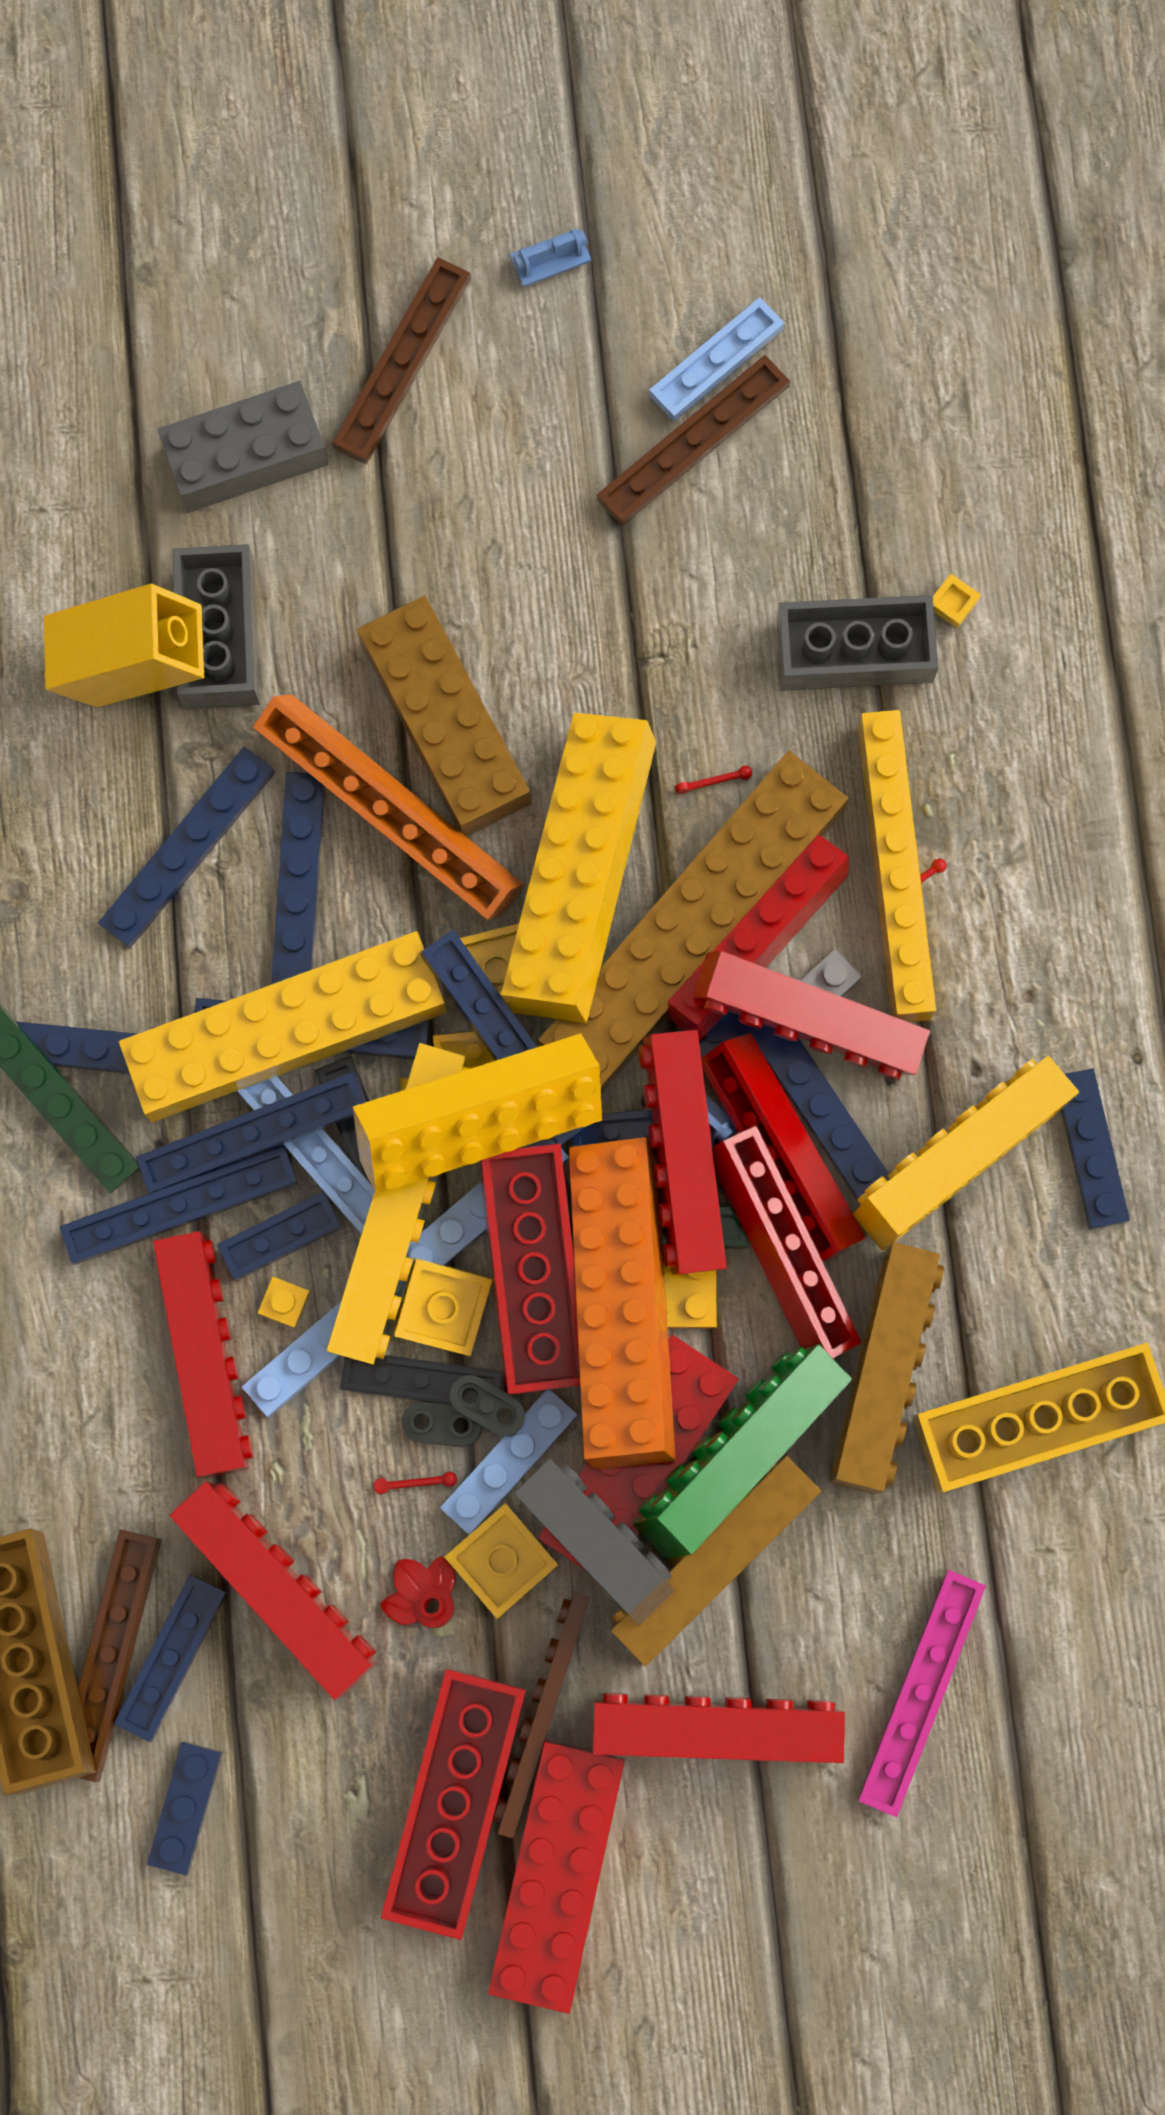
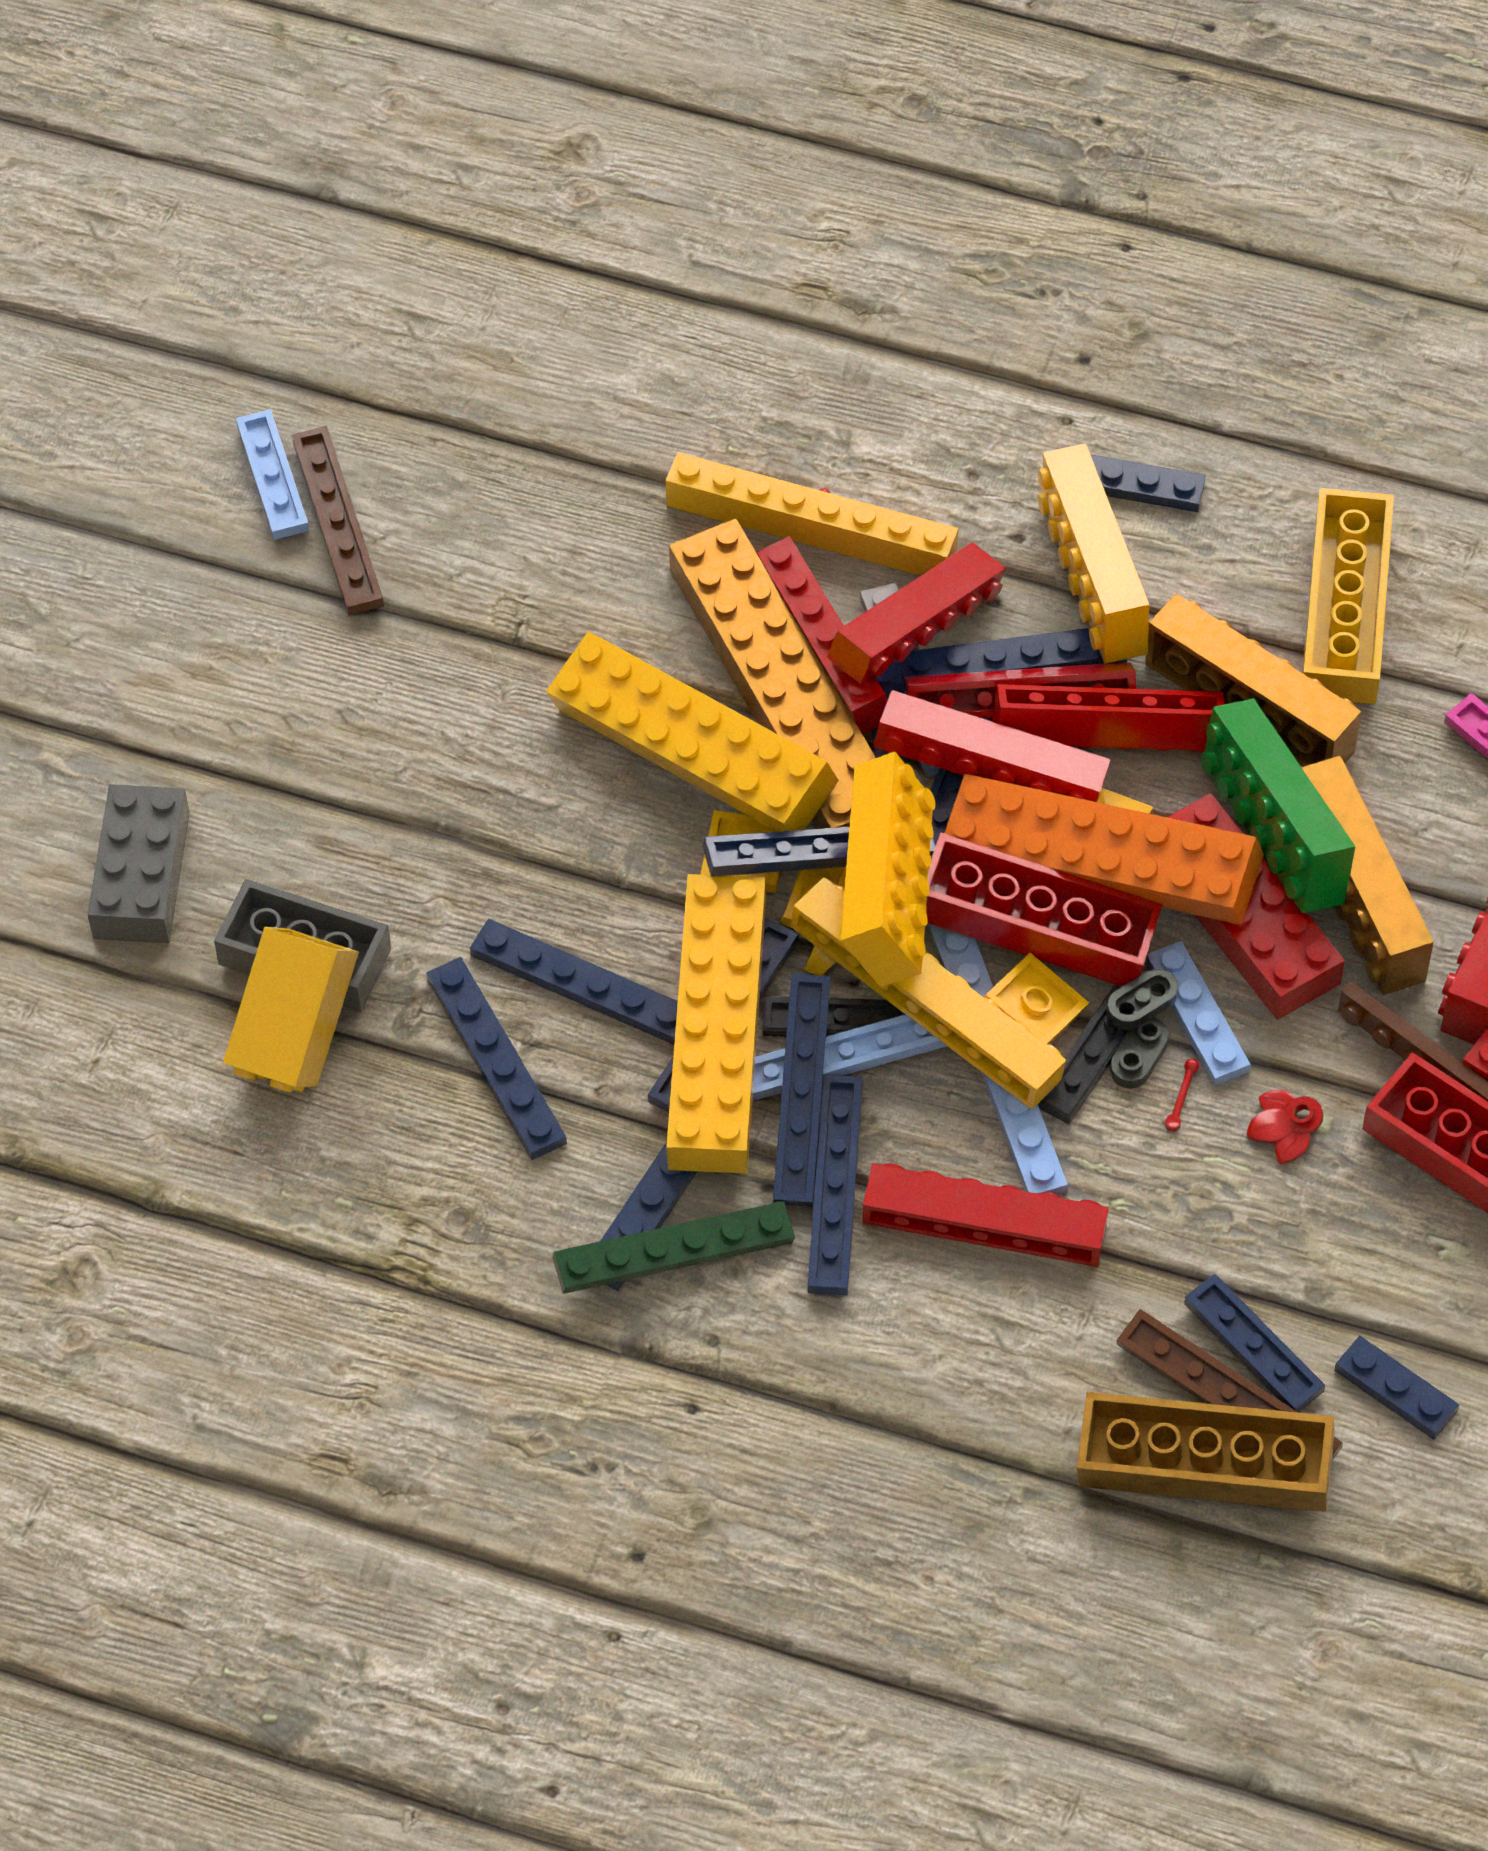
camera: 65 degrees left, 20 degrees down
(273, 1588) = (1232, 1223): red brick -> none
(279, 1236) = (905, 1112): dark blue plate -> none
(284, 1302) = (967, 1136): yellow plate -> none
(388, 806) = (550, 870): orange brick -> none
(401, 360) = (128, 710): reddish brown plate -> none
(444, 716) = (488, 800): pearl gold brick -> none
(501, 1561) = (1285, 1048): yellow plate -> none
(551, 257) = (98, 561): medium blue hinge -> none
(602, 1548) = (1310, 924): dark grey brick -> none
(743, 773) = (663, 602): red hinge -> none
(857, 642) = (596, 466): dark grey brick -> none
(954, 600) = (595, 387): yellow plate -> none

